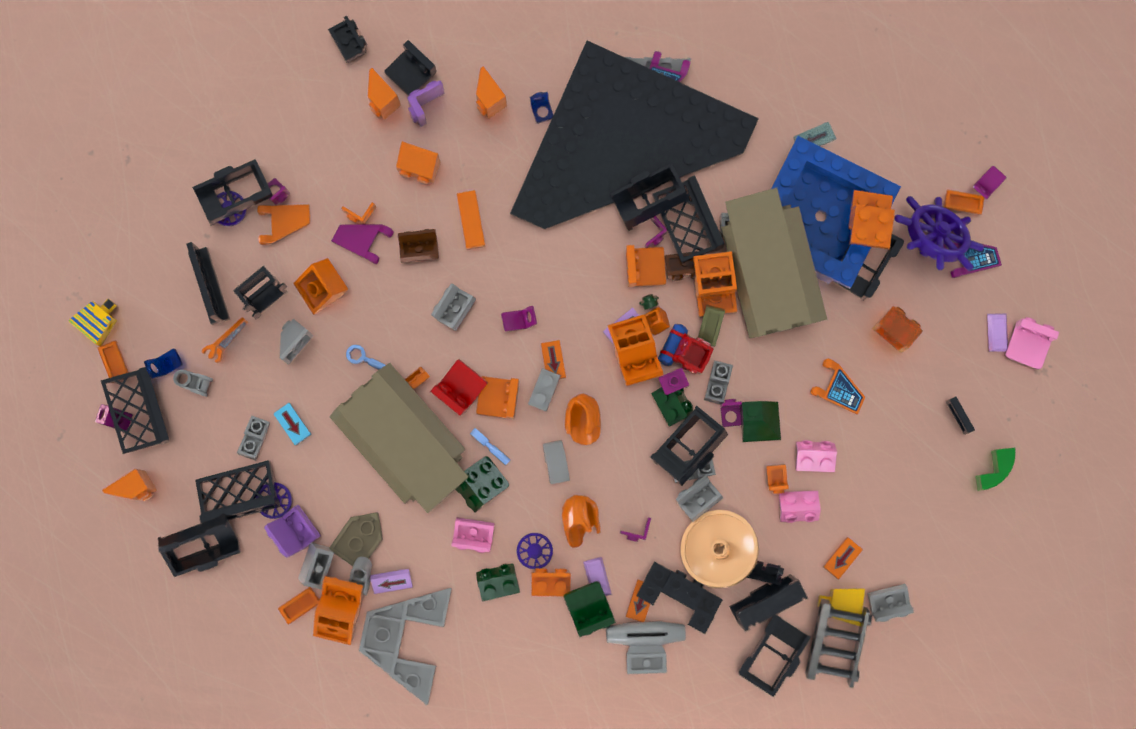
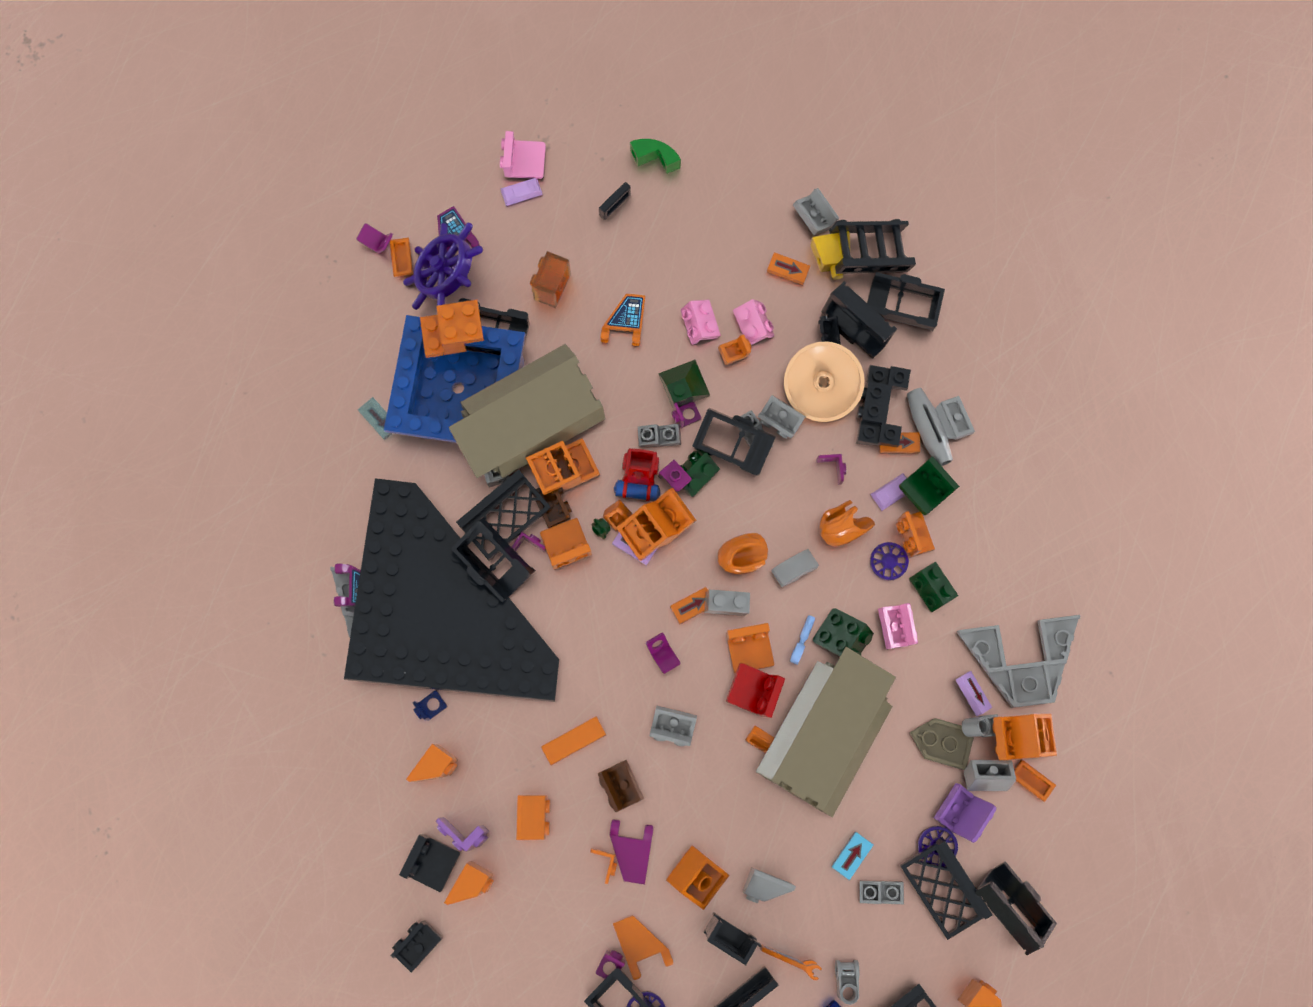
camera: 110 degrees left, 5 degrees down
(372, 362) = (758, 794): light blue piece -> none
(711, 324) = (604, 459): olive tile -> none

